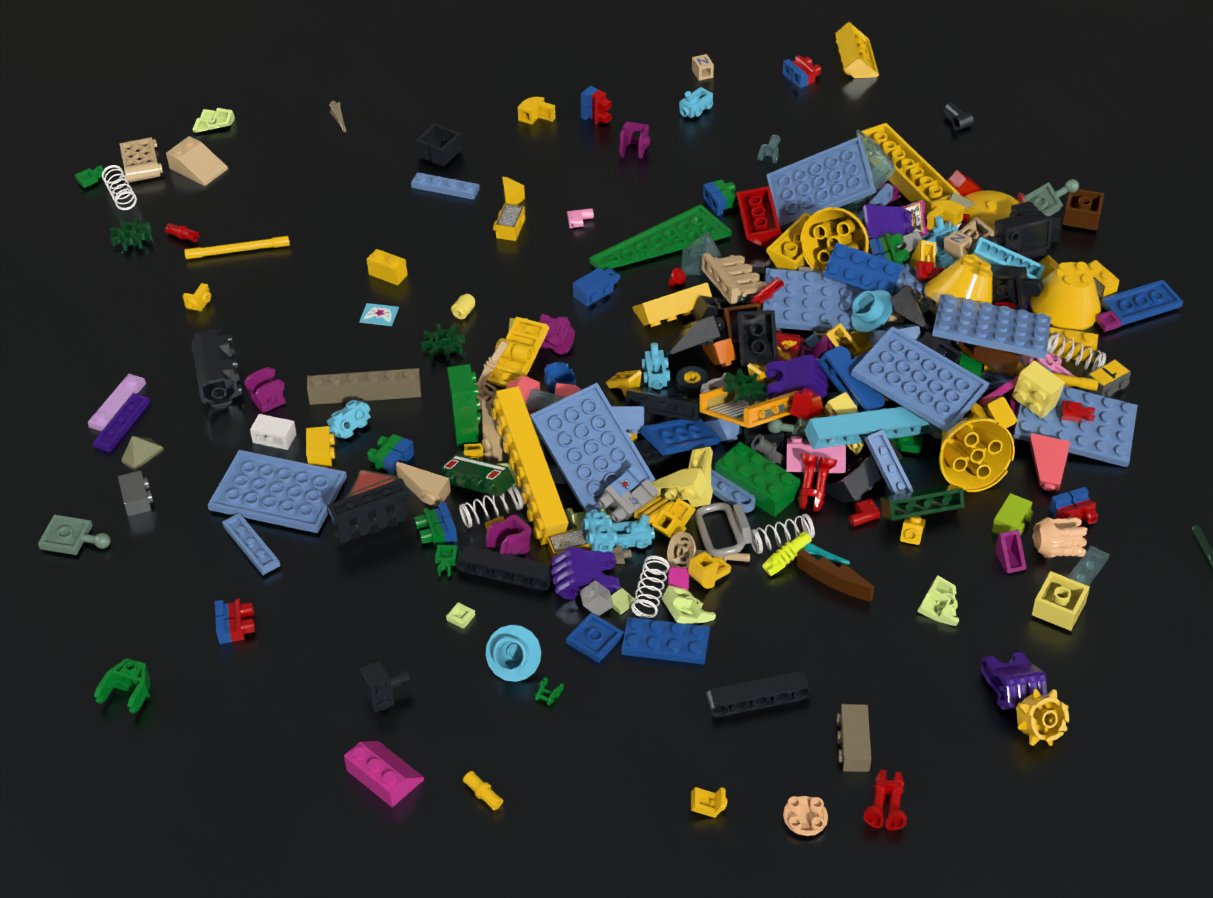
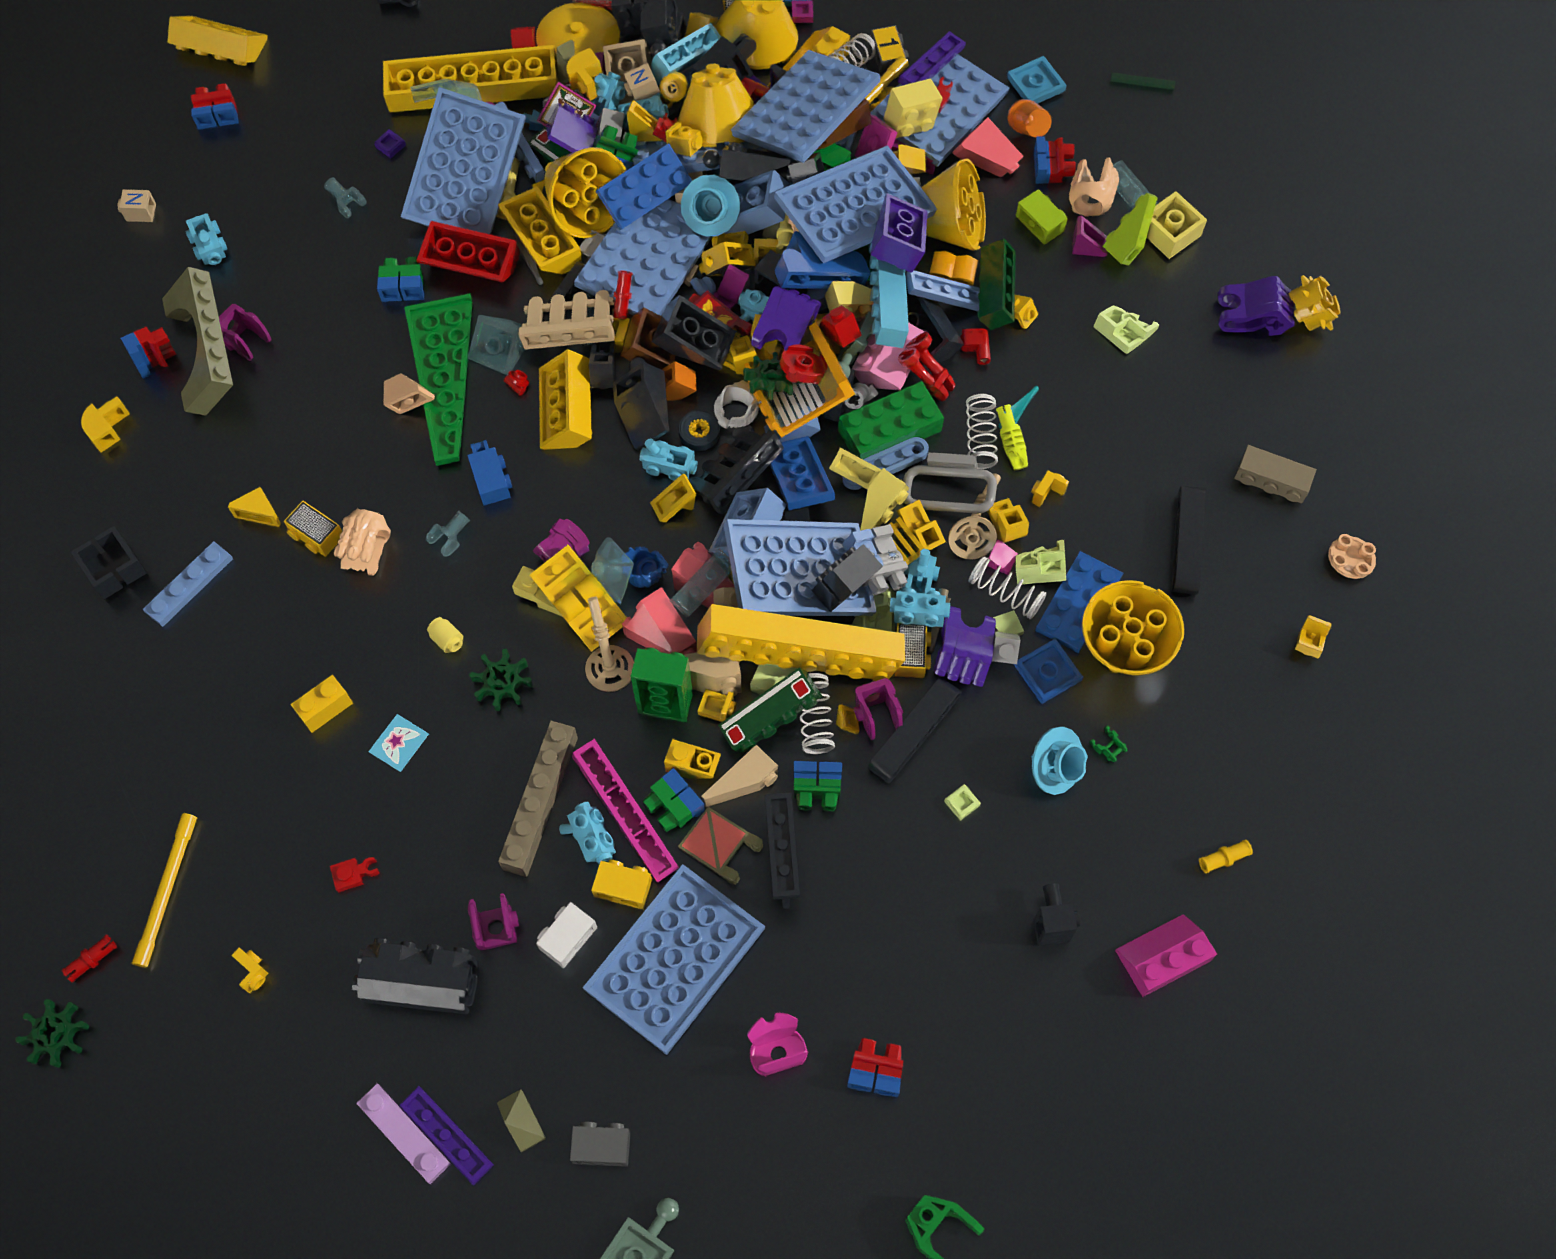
camera: 70 degrees left, 20 degrees up
(234, 555) = (774, 1034): none -> dark pink piece
(251, 544) = (741, 1017): medium blue plate -> none
(279, 321) = (350, 873): none -> red plate
(377, 424) = (624, 810): none -> dark pink slope
(423, 447) = (691, 761): none -> yellow slope
(446, 557) = (870, 789): green plate -> none
(509, 242) = (362, 541): none -> light nougat piece
(538, 283) = (451, 530): none -> clear light blue piece
(542, 353) = (612, 569): none -> clear light blue slope
(576, 217) = (343, 450): bright pink piece -> none
(592, 469) = (845, 576): none -> piece
(612, 120) = (211, 375): none -> olive arch
(631, 224) = (404, 394): none -> light nougat slope
(636, 653) = (1132, 628): none -> yellow cone
(754, 588) = (1051, 481): none -> yellow bracket
(755, 385) = (810, 371): none -> red plate
(838, 578) = (1062, 402): reddish brown slope -> none
(895, 817) = (1340, 466): red piece -> none
(905, 406) = (900, 233): none -> dark purple slope
(919, 277) = (684, 139): none -> yellow brick
(922, 474) = (954, 267): none -> light orange brick
(1029, 570) = (1131, 235): none -> lime slope
(1100, 477) = (1029, 118): none -> orange hat
(1107, 400) = (933, 60): none -> dark purple tile
(1149, 478) = (1036, 80): none -> dark azure plate

